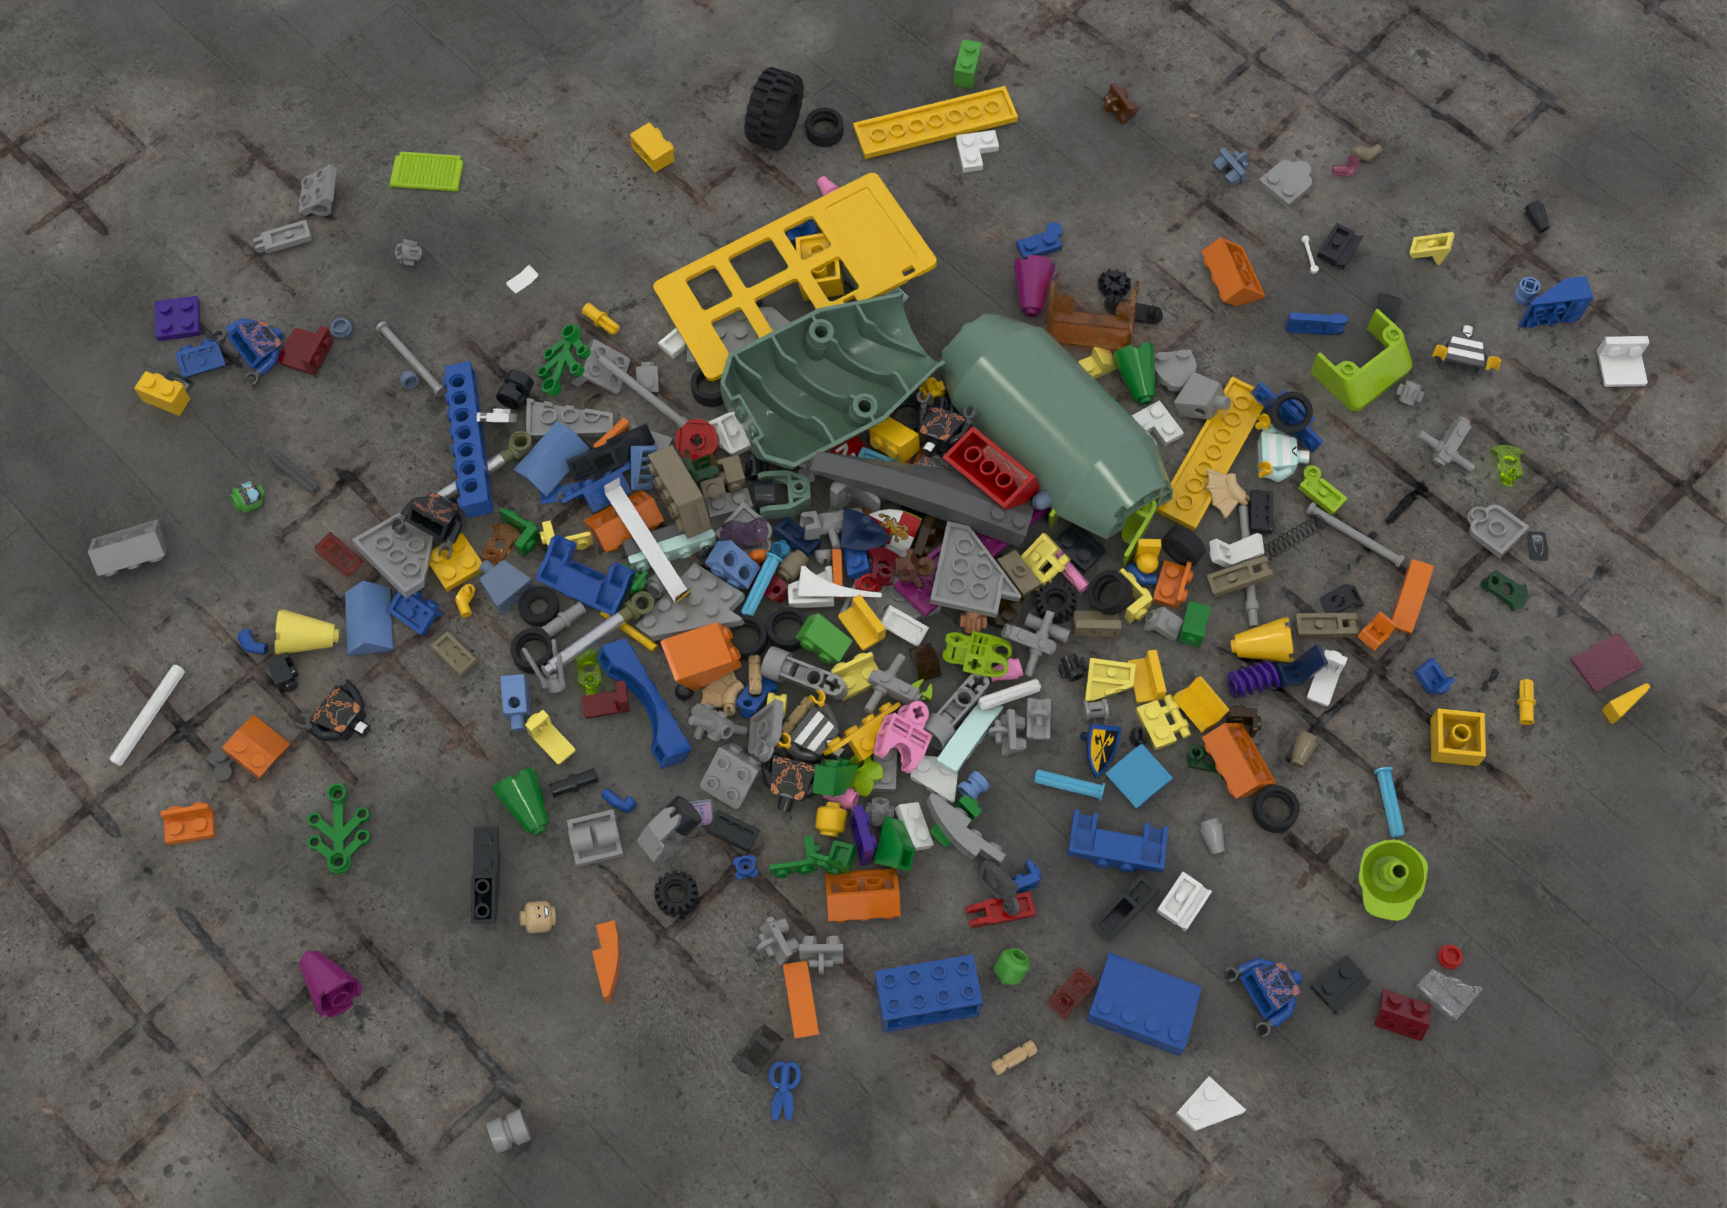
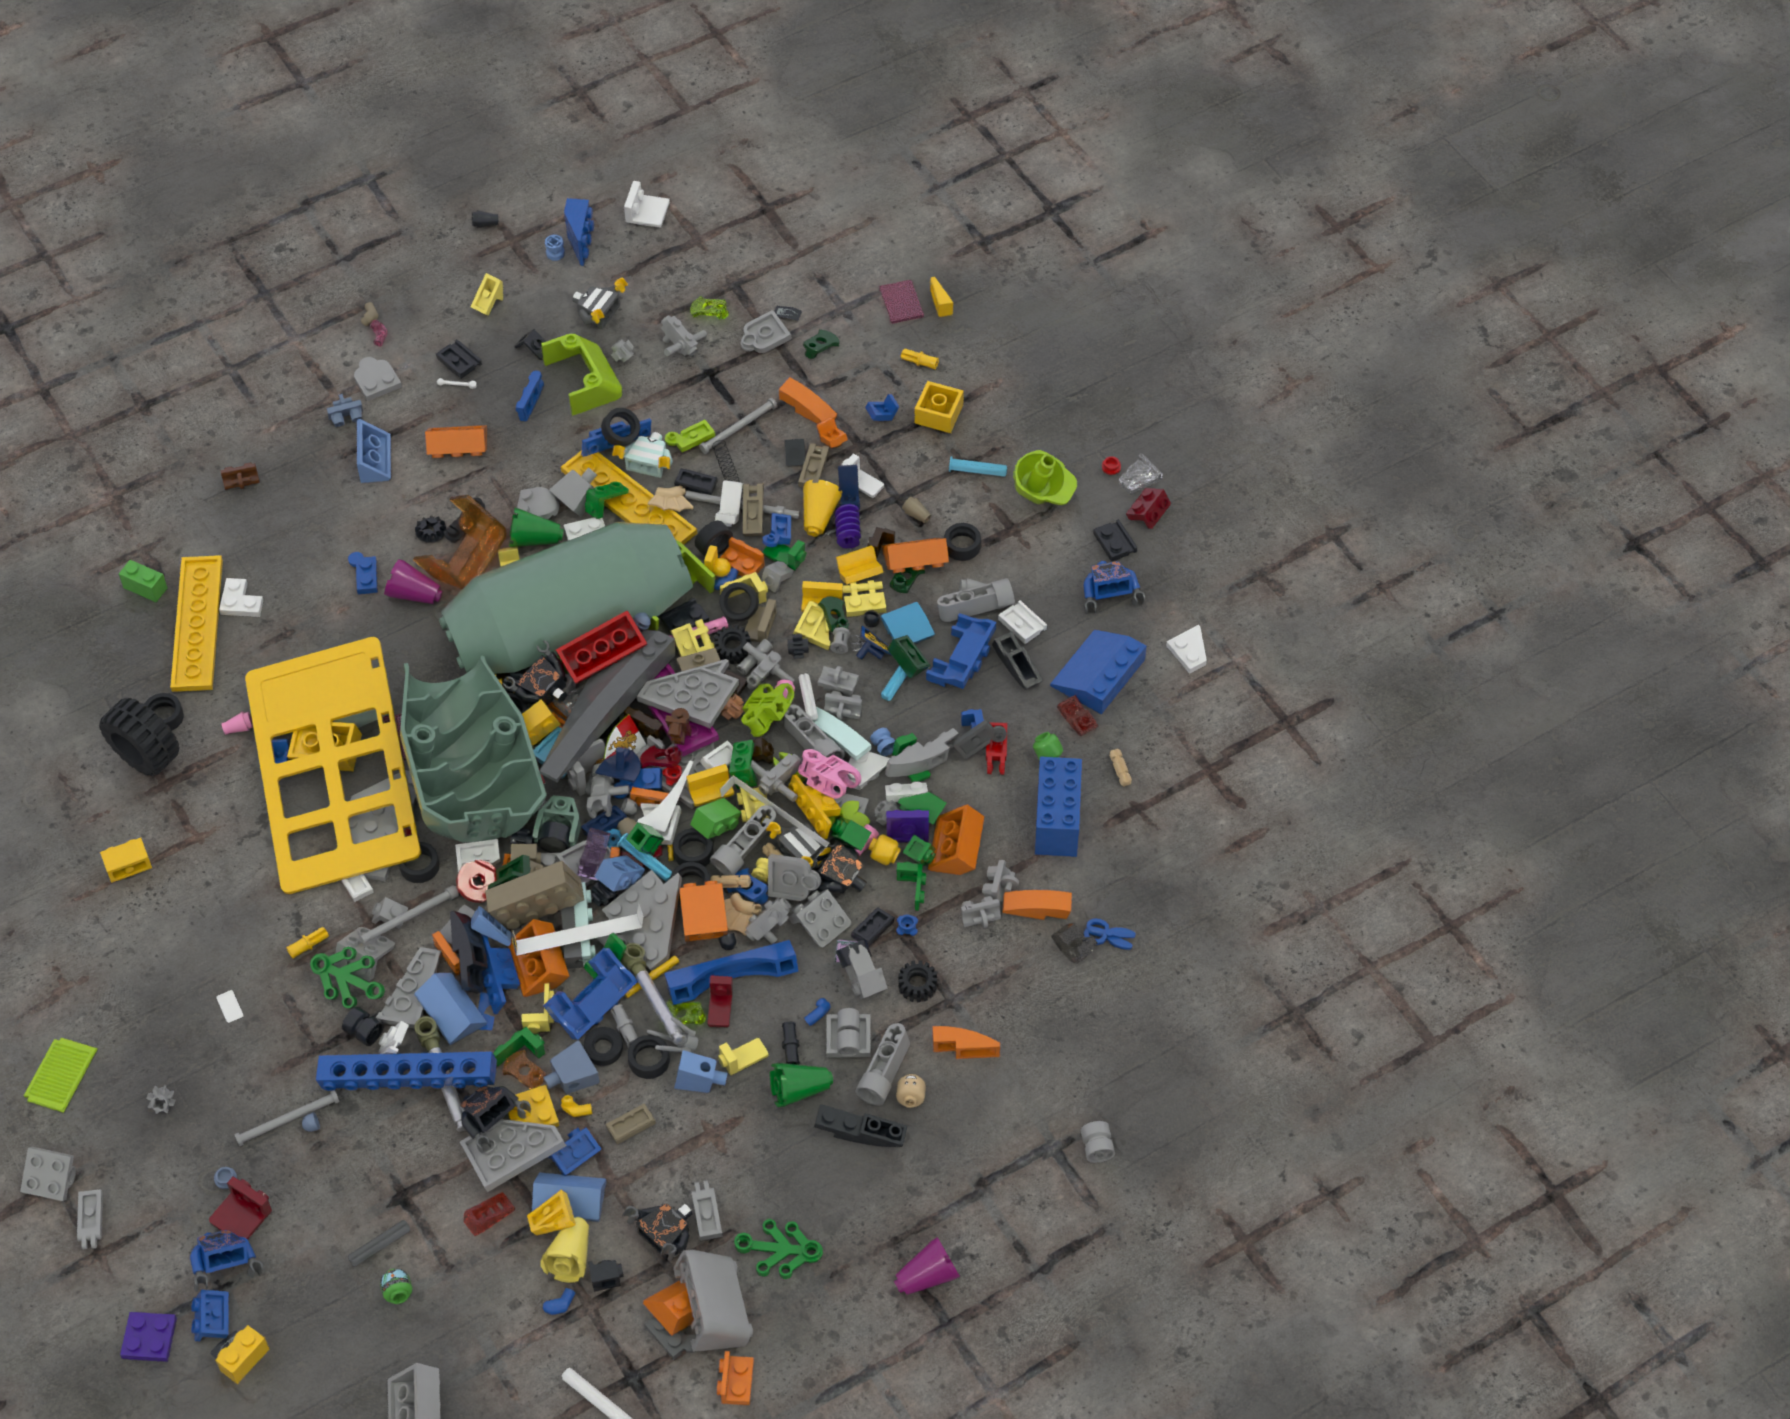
camera: 75 degrees left, 10 degrees down
(259, 777) = (714, 1300): none -> light grey windscreen
(333, 608) = (552, 1215): none -> yellow wing
(368, 749) = (706, 1212): none -> light grey hinge
(537, 878) = (878, 1078): none -> light grey beam
(773, 575) = (645, 838): none -> green brick
(860, 638) = (733, 780): none -> white sticker
(900, 645) = (741, 763): none -> green bracket
(1091, 785) = (908, 656): none -> dark green slope
(1140, 693) = (834, 604): none -> dark green piece
(1188, 203) = (373, 453): none -> medium blue slope
(1194, 842) = (976, 600): none -> light grey beam
(1204, 423) = (596, 496): none -> green bracket
(1221, 610) = (780, 531): none -> blue hinge

